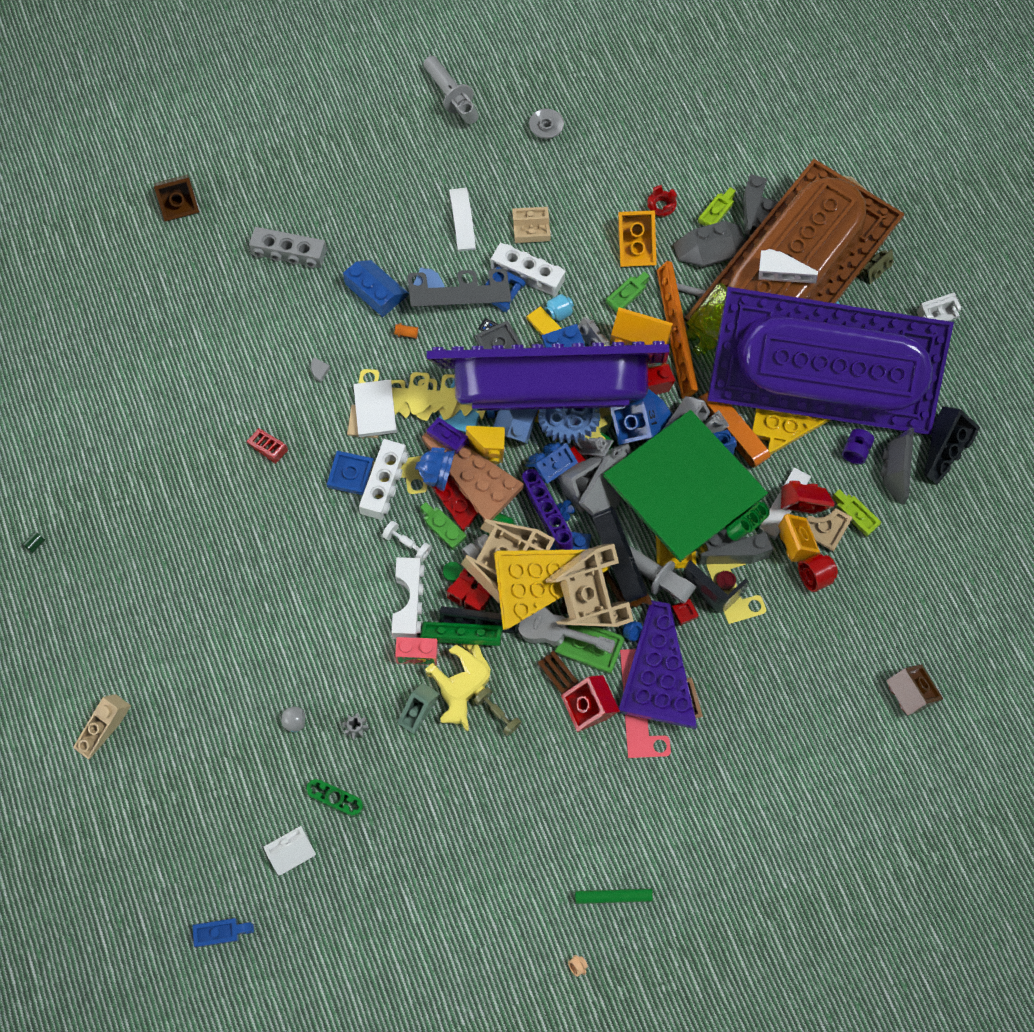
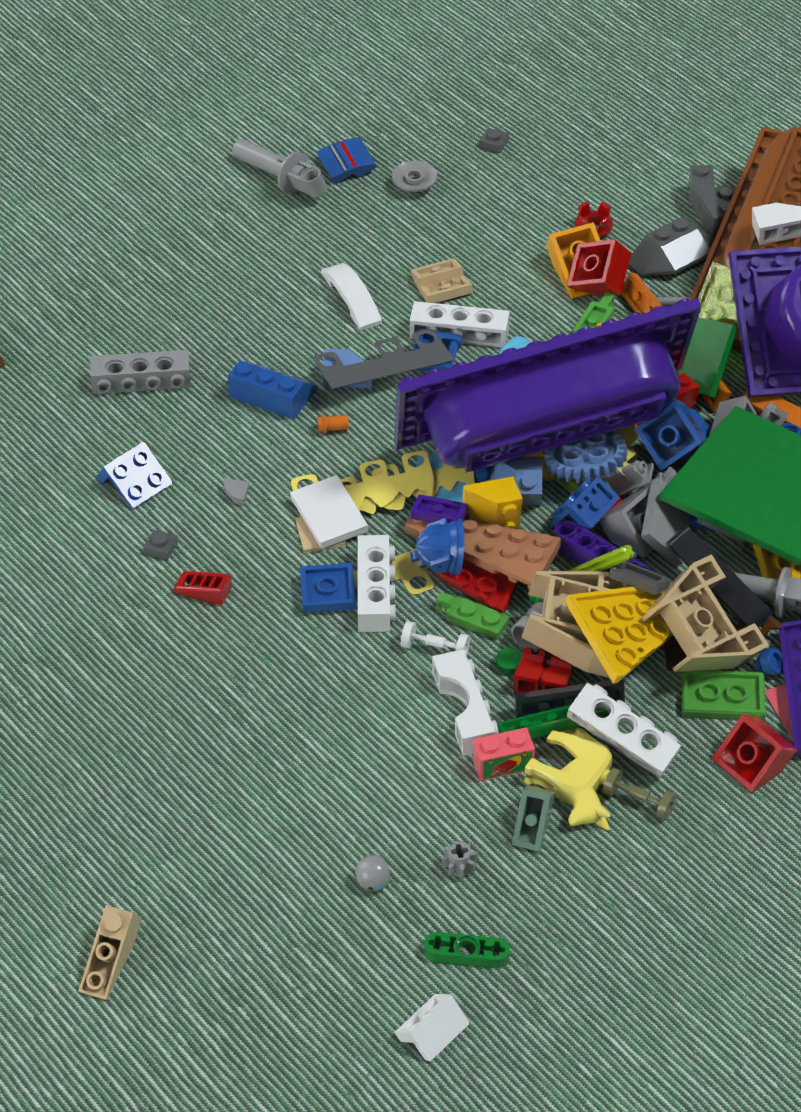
camera: 15 degrees left, 20 degrees down
(251, 400) = (160, 544): none -> dark grey plate
(253, 338) = (136, 475): none -> bracket
(503, 93) = (346, 158): none -> blue slope
(504, 673) = (653, 760): none -> white brick
(539, 519) = (607, 560): none -> lime axle
(543, 628) = (656, 686): light grey piece -> none
(547, 659) = (698, 731): reddish brown tile -> none
(558, 543) = (640, 577): none -> dark grey tile
(619, 104) = (494, 140): none -> dark grey plate
(645, 250) = (599, 268): none -> red slope
(689, 355) = (708, 354): none -> green tile
(717, 208) = (665, 210): lime hinge -> none

